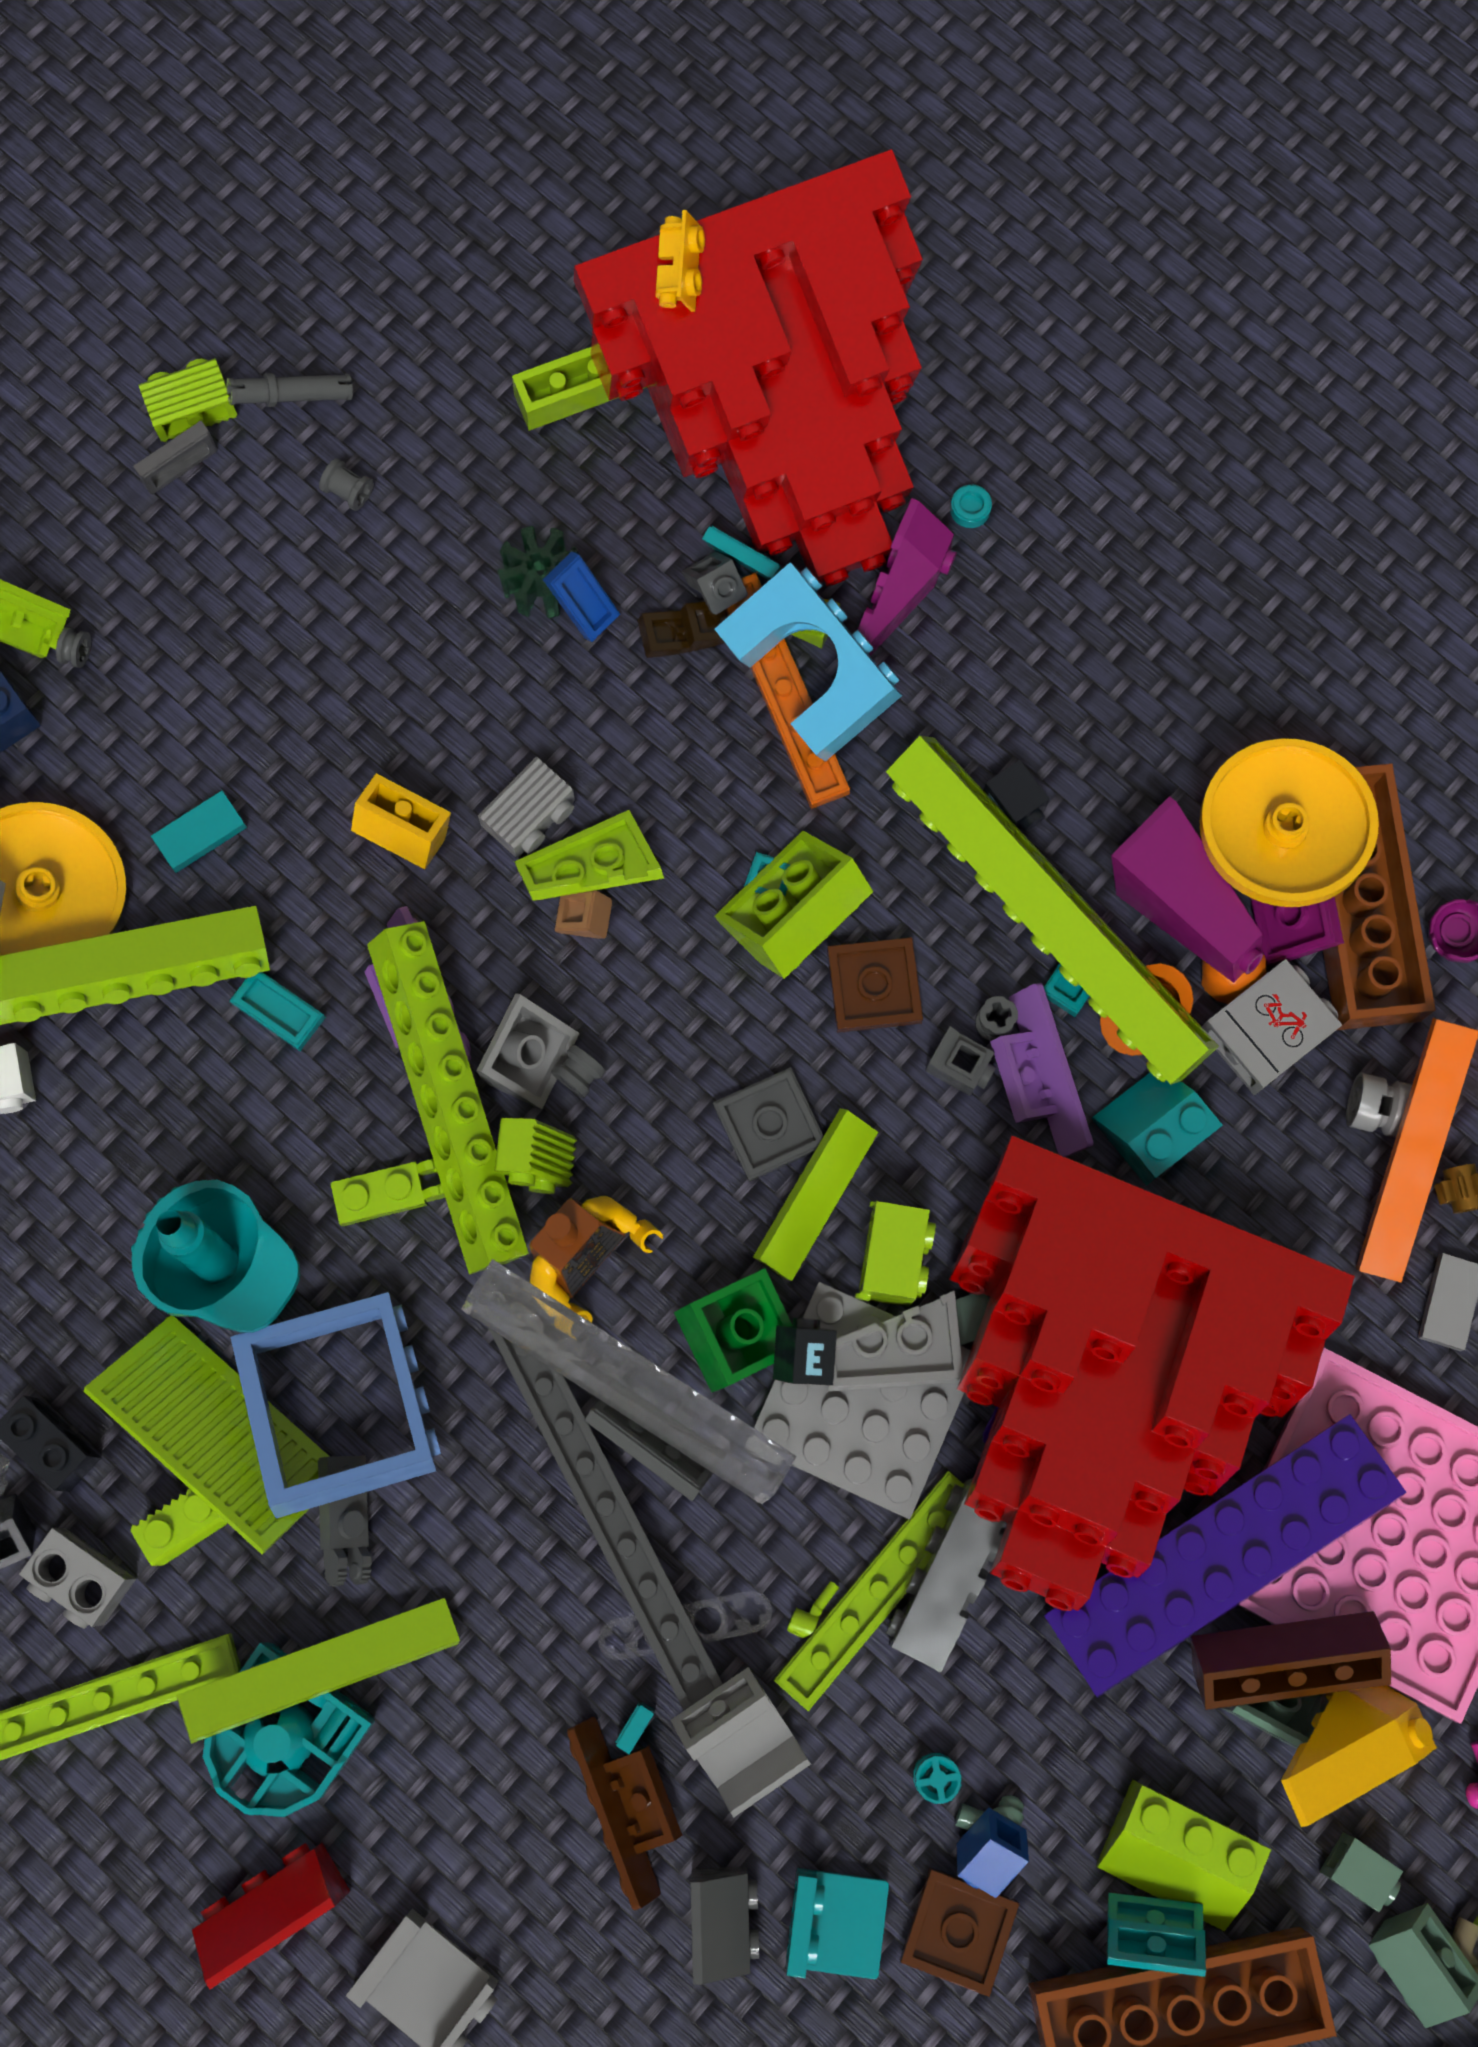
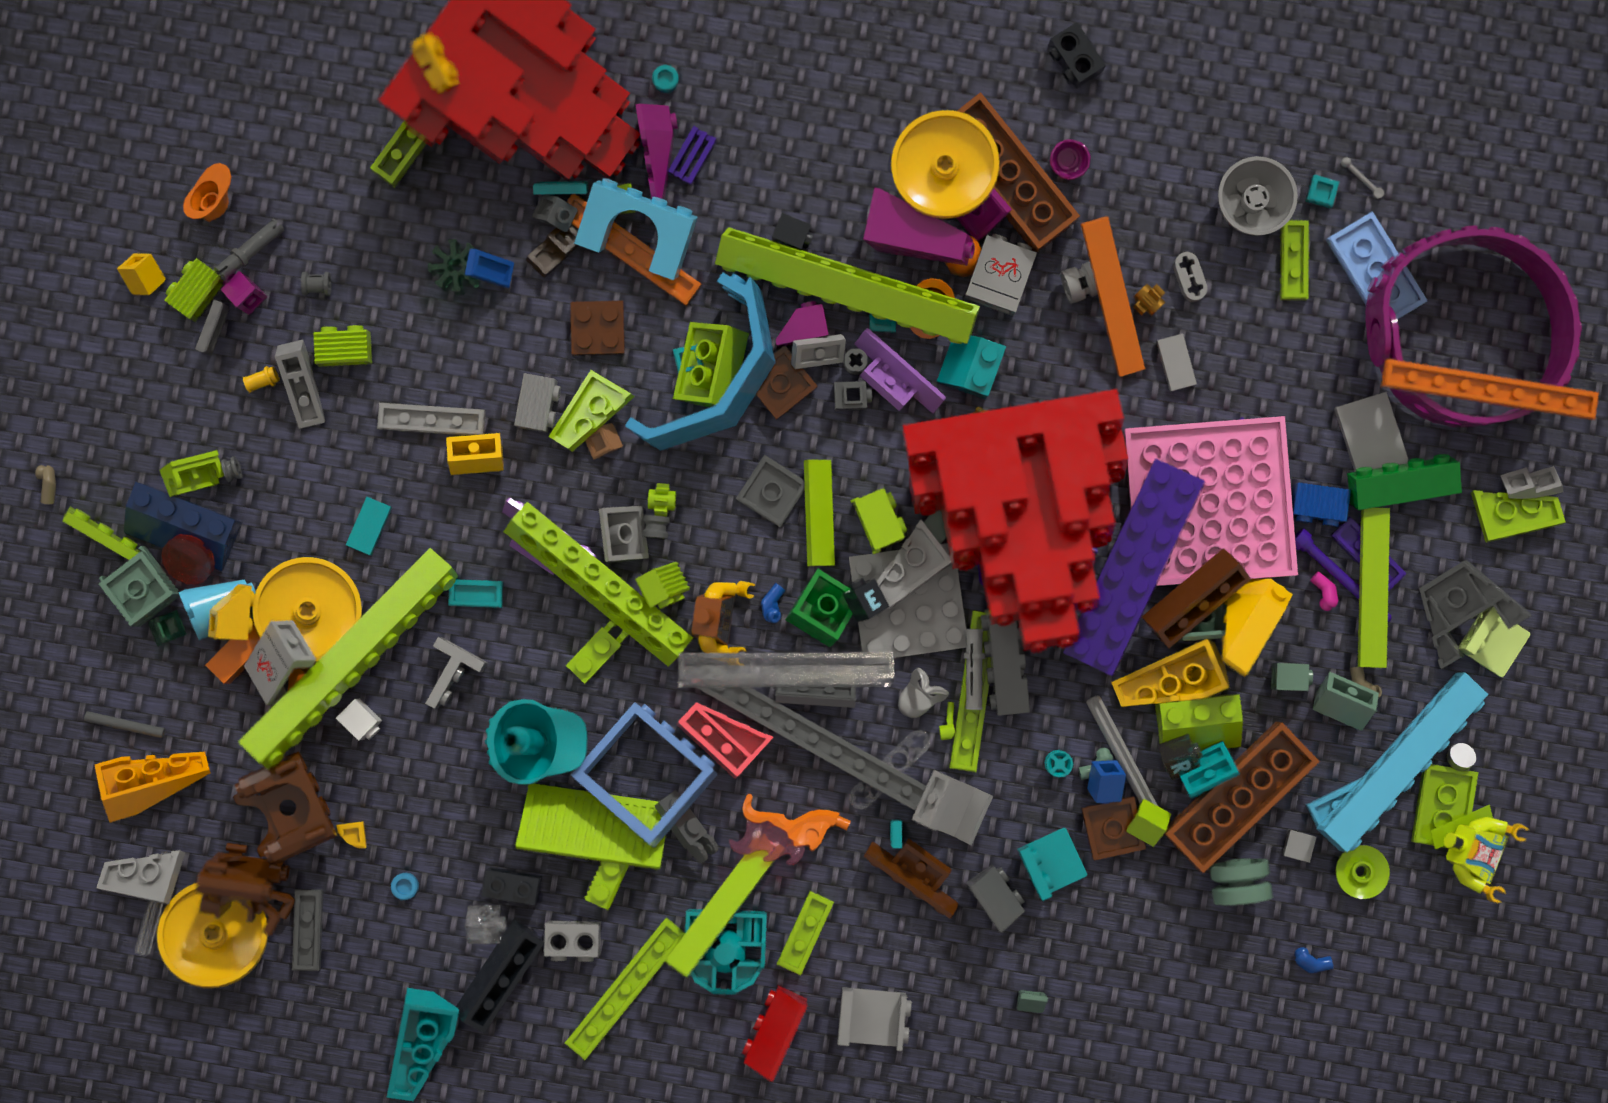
camera: 30 degrees left, 10 degrees up
(135, 341) = (141, 274): none -> yellow panel
(171, 1092) = (452, 671): none -> light grey bracket
(191, 559) = (261, 379): none -> yellow pin
(237, 593) = (300, 383): none -> light grey slope
(245, 439) = (243, 292): none -> magenta slope
(287, 298) = (210, 194): none -> orange piece
(324, 582) = (342, 347): none -> lime brick
(374, 744) = (431, 419): none -> light grey tile
(410, 1789) = (805, 933): none -> lime tile
(470, 1624) = (783, 836): none -> piece
(477, 1424) = (722, 738): none -> coral wedge
(610, 1039) = (661, 500): none -> lime gear
(667, 1277) = (770, 605): none -> blue arm
(674, 763) = (597, 328): none -> reddish brown plate
(785, 1545) = (918, 700): none -> light grey piece
(811, 955) = (740, 391): none -> dark azure panel
(898, 1556) = (974, 669): none -> light grey pin
(953, 972) = (818, 351): none -> light grey plate
(954, 929) = (804, 324): none -> magenta slope
(973, 605) = (702, 136): none -> dark purple tile
(1019, 1960) = (1149, 823): none -> lime panel
(1039, 1830) = (1119, 749): none -> light grey axle
(1126, 1886) = (1180, 755): none -> clear smoke brick
(1198, 1764) = (1183, 676): none -> yellow wedge

